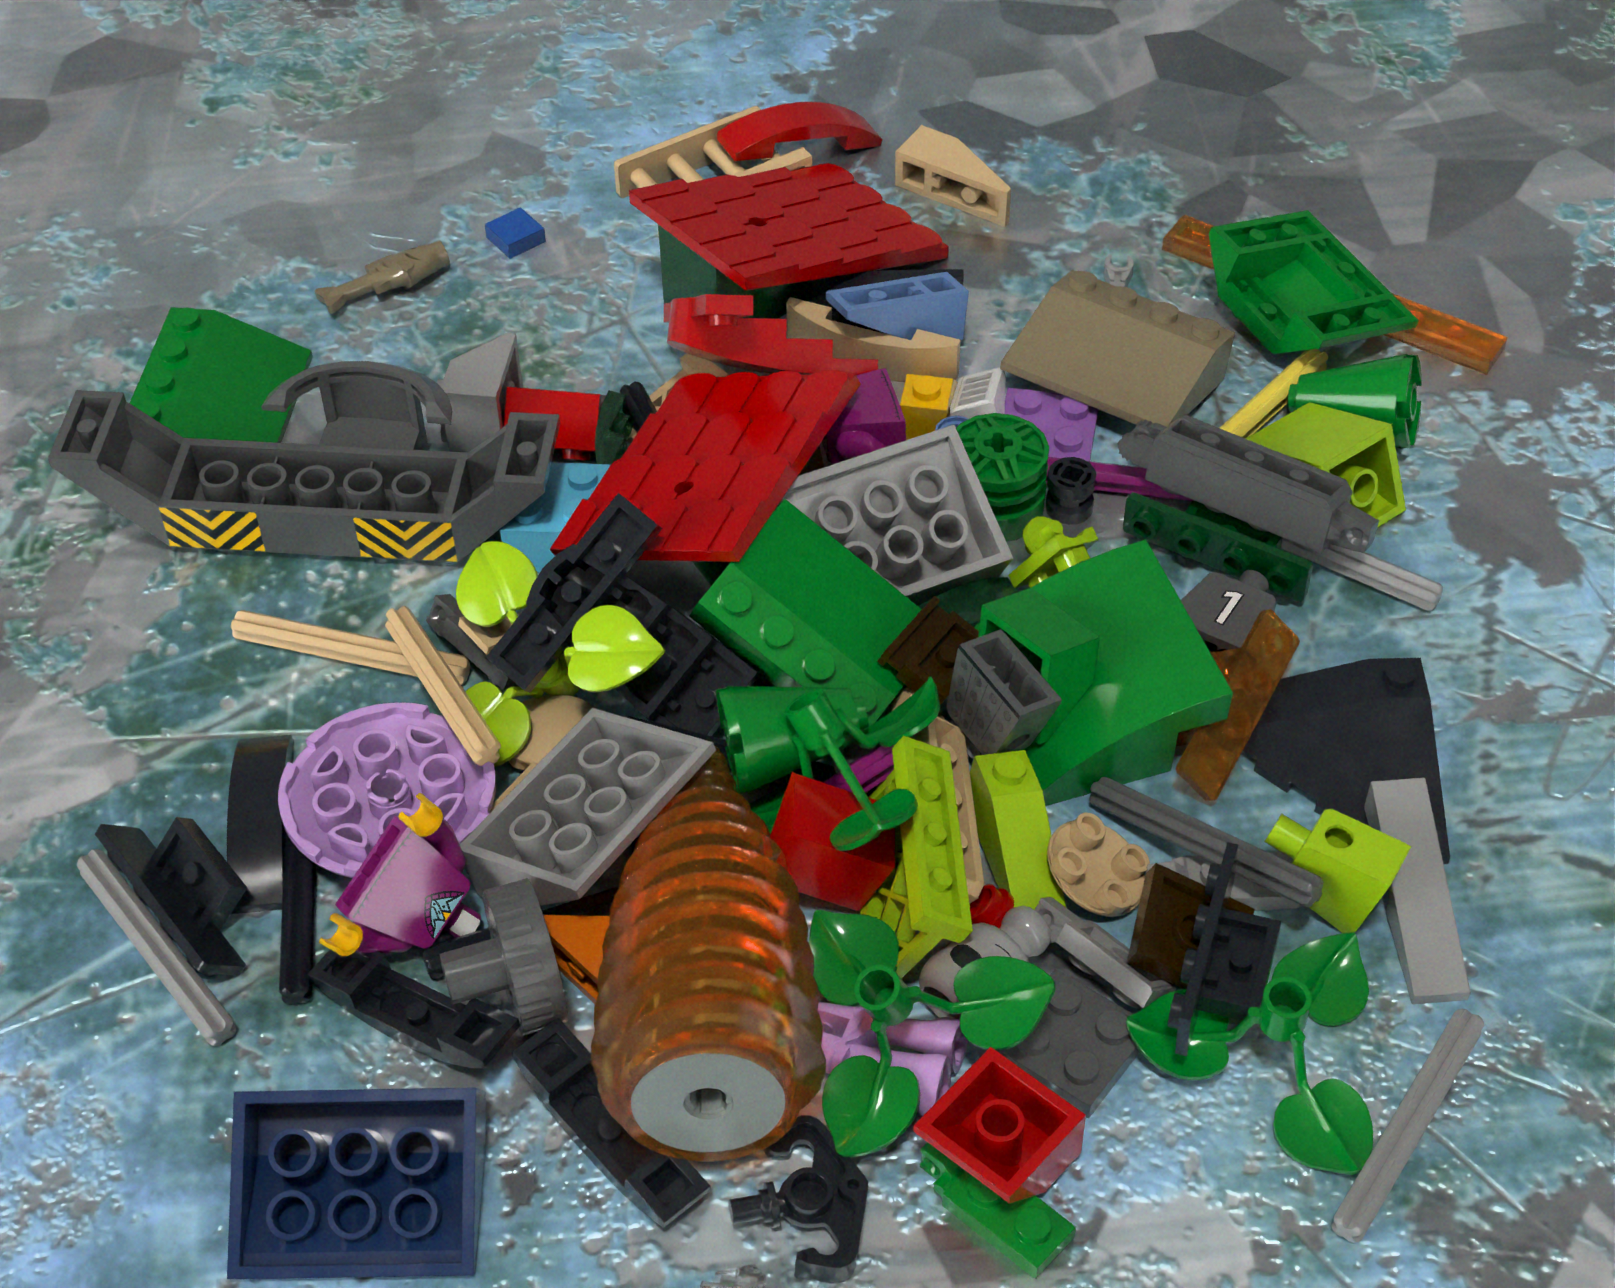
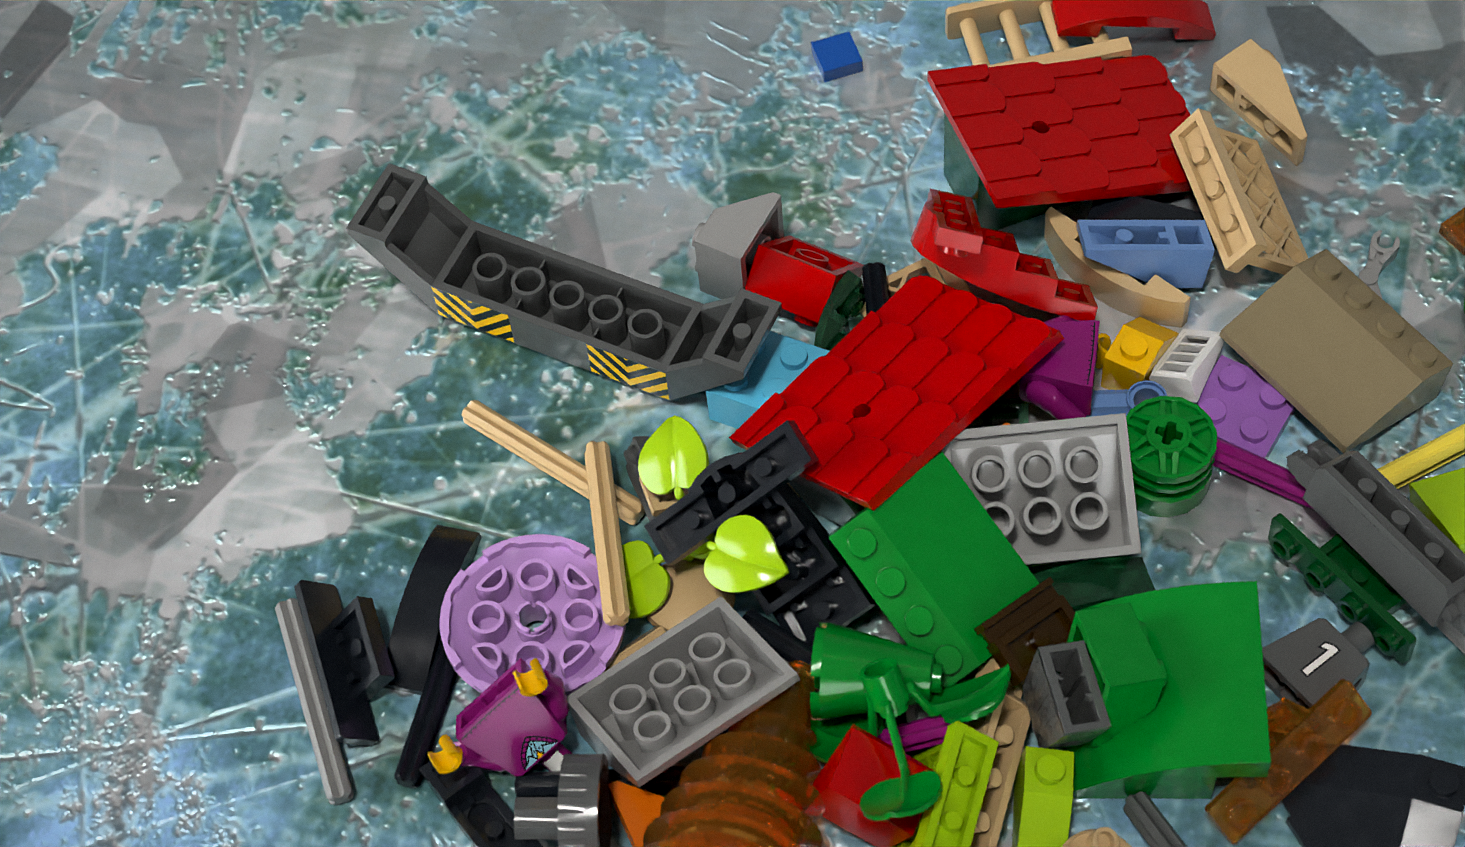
camera: 25 degrees right, 10 degrees up
(215, 375) = (524, 163): green slope -> none
(369, 403) = (635, 235): dark grey piece -> none
(388, 273) = (708, 74): dark tan animal -> none
(961, 247) = (1237, 196): none -> tan fence
(1050, 551) = (1181, 561): lime hips -> none
(1070, 490) = (1233, 486): black wheel -> none

